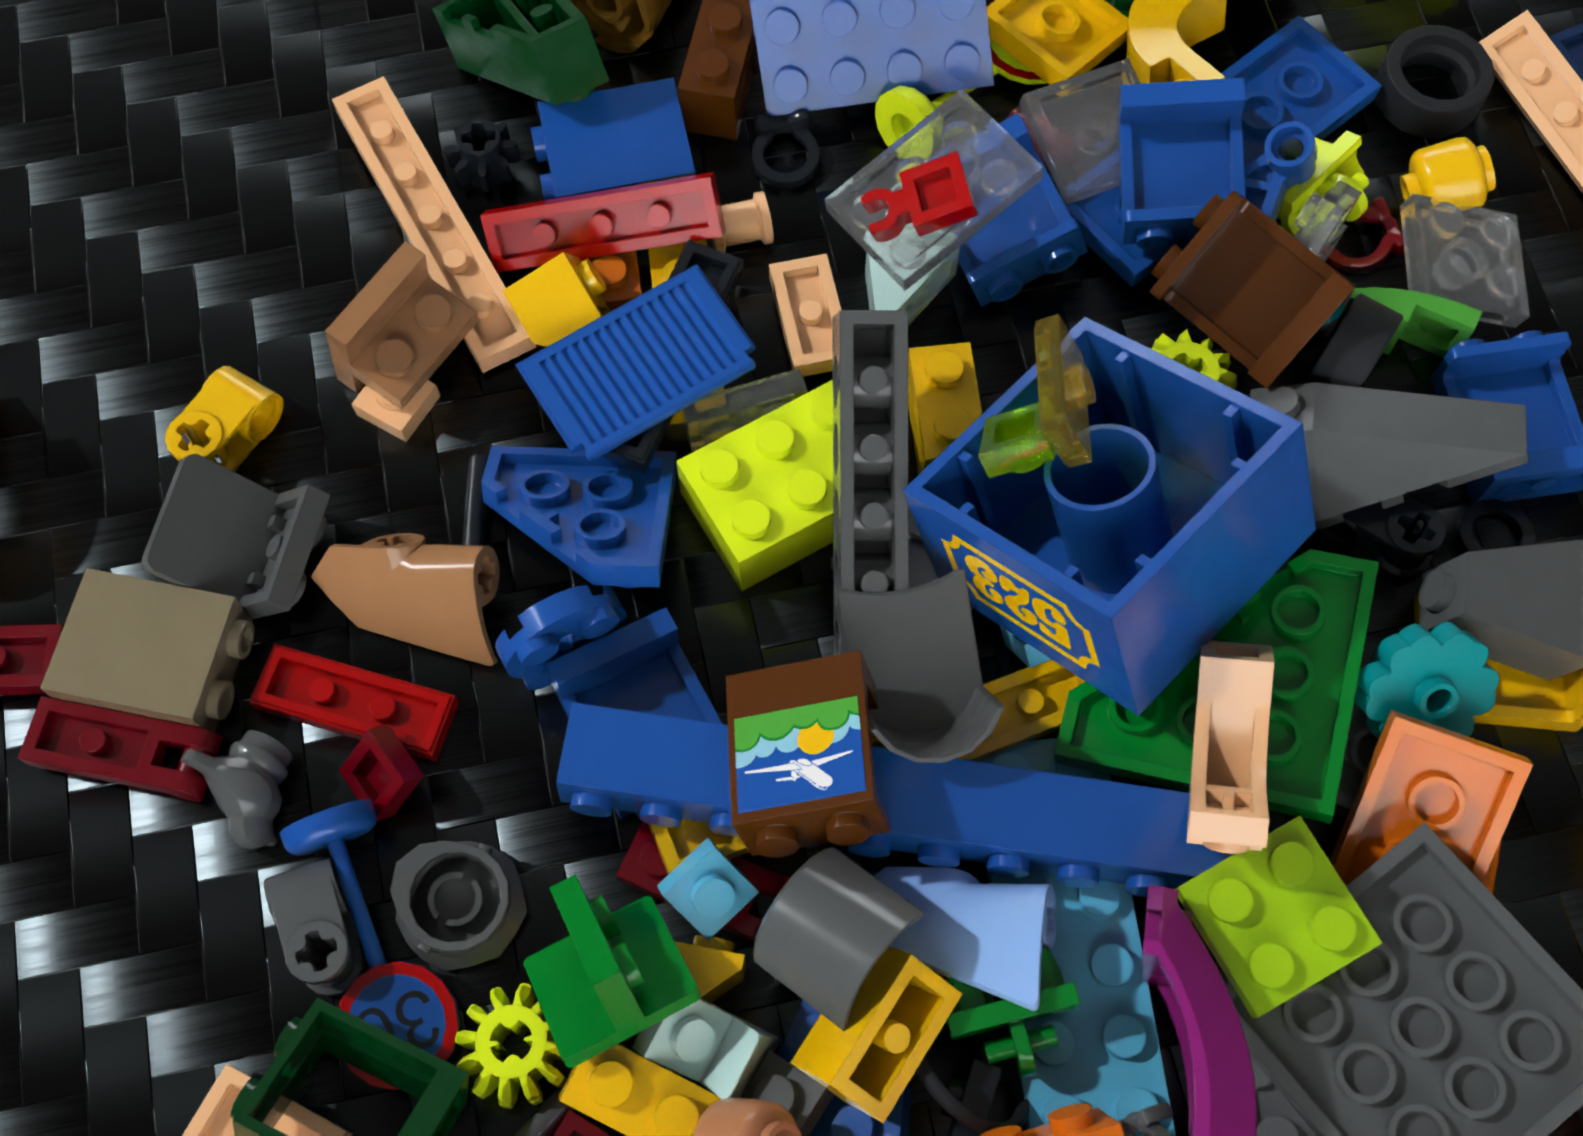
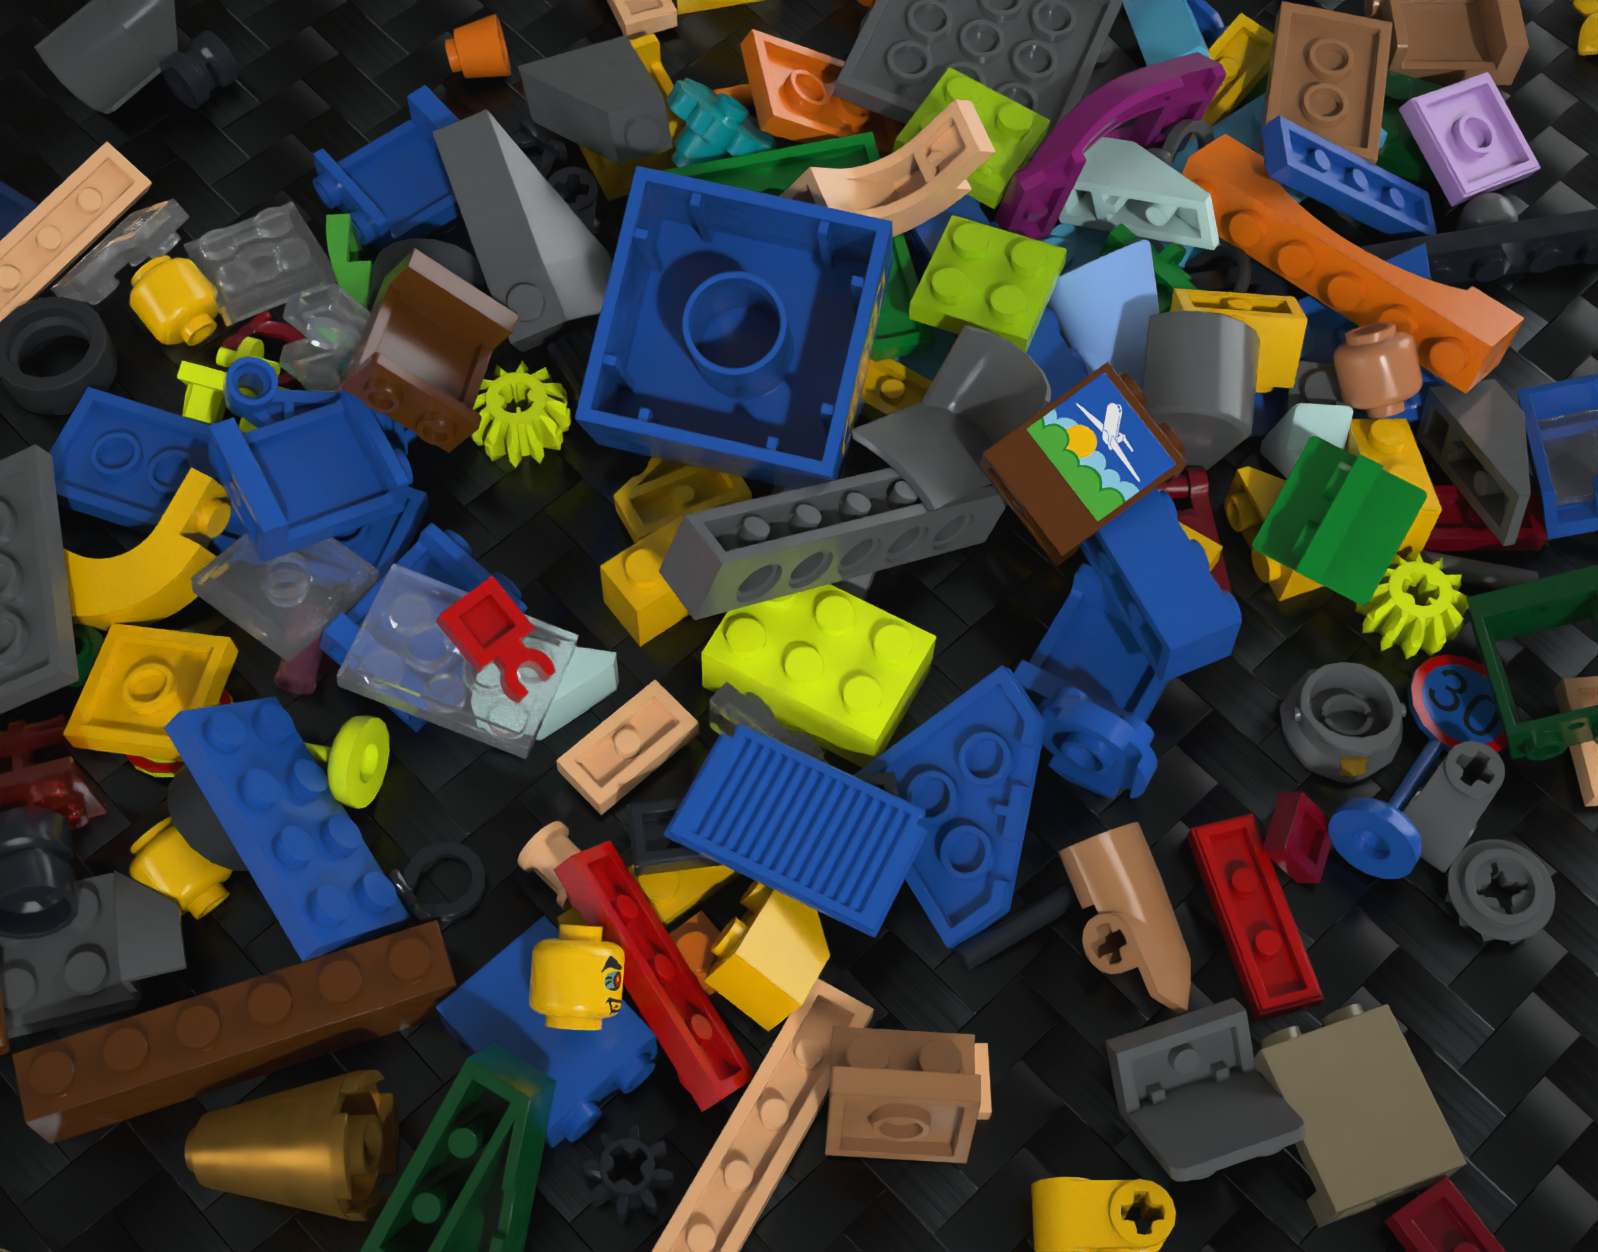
camera: 125 degrees left, 5 degrees down
(116, 747) = (1456, 1081): dark red plate -> none
(191, 933) = (1513, 870): none -> dark grey gear
(247, 785) = (1391, 940): dark grey animal -> none
(617, 145) = (576, 978): none -> yellow head
(707, 889) = (1212, 516): medium azure plate -> none
(1014, 442) = (745, 389): clear neon green plate -> none
(1063, 391) = (686, 363): clear yellow plate -> none
(1069, 806) = (987, 281): none -> lime plate
(1115, 1060) = (1141, 192): none -> light aqua slope
(1521, 157) = (132, 241): none -> clear plate

